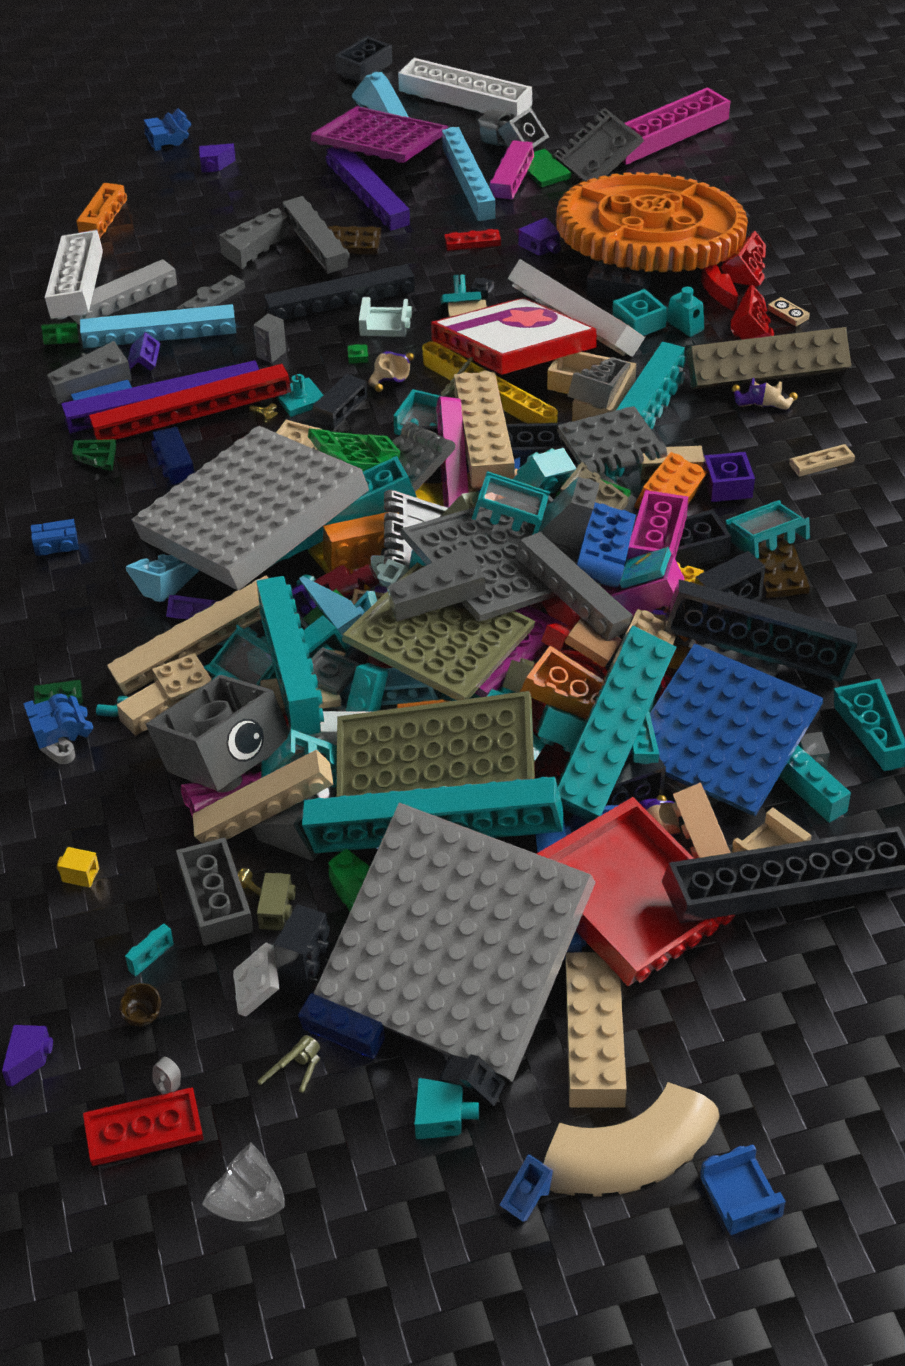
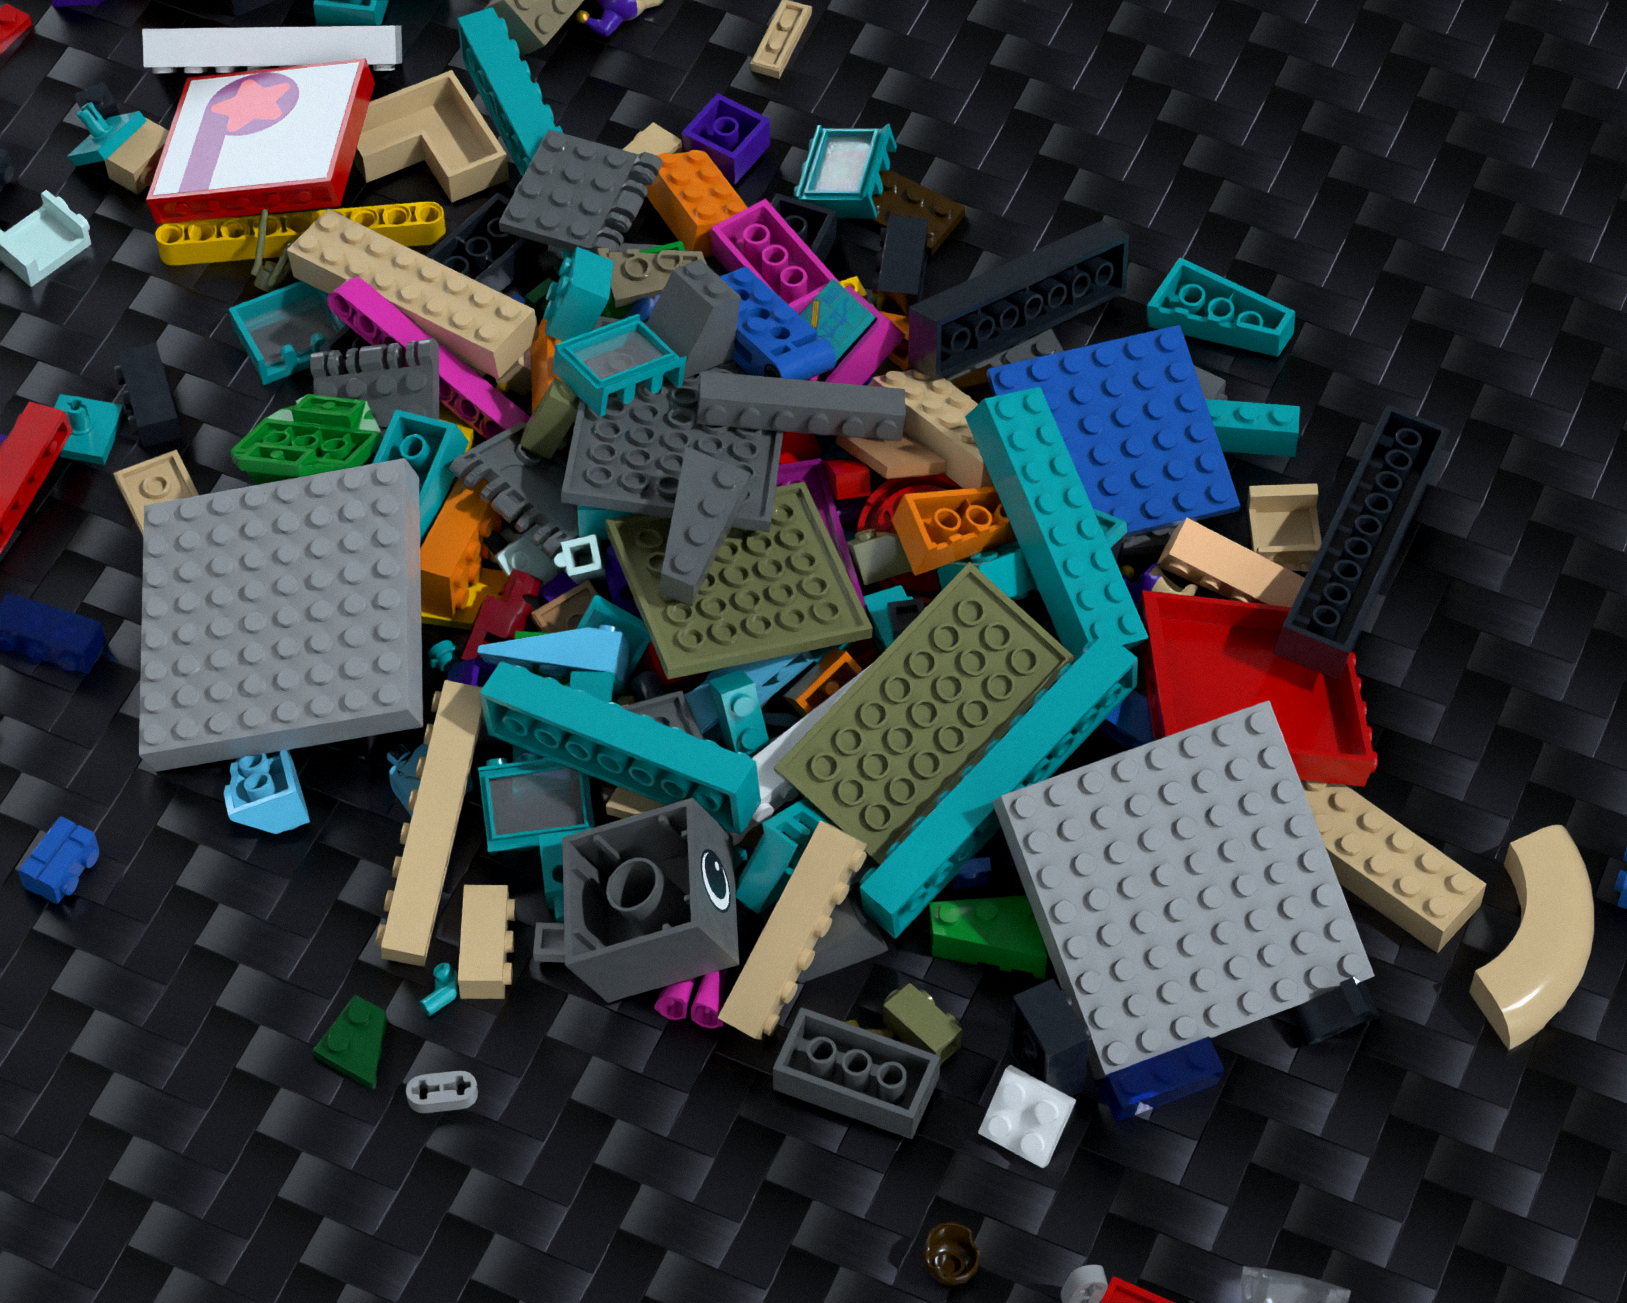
camera: 50 degrees left, 10 degrees up
(57, 719) = (412, 1062): blue hips -> none
(78, 867) = (674, 1188): yellow brick -> none
(149, 949) = (869, 1181): teal plate -> none
(181, 676) = (482, 885): tan bracket -> none
(186, 607) = (353, 797): dark purple panel -> none
(268, 411) = (74, 480): clear yellow hand -> none
(303, 1052) = (1161, 1141): olive plant -> none
(357, 354) = (71, 314): green plate -> none
(390, 368) = (149, 301): tan piece -> none
(441, 1109) = (1348, 1065): teal torso -> none
(527, 1187) = (1517, 1057): blue slope -> none
(600, 383) = (462, 126): dark grey wedge -> none

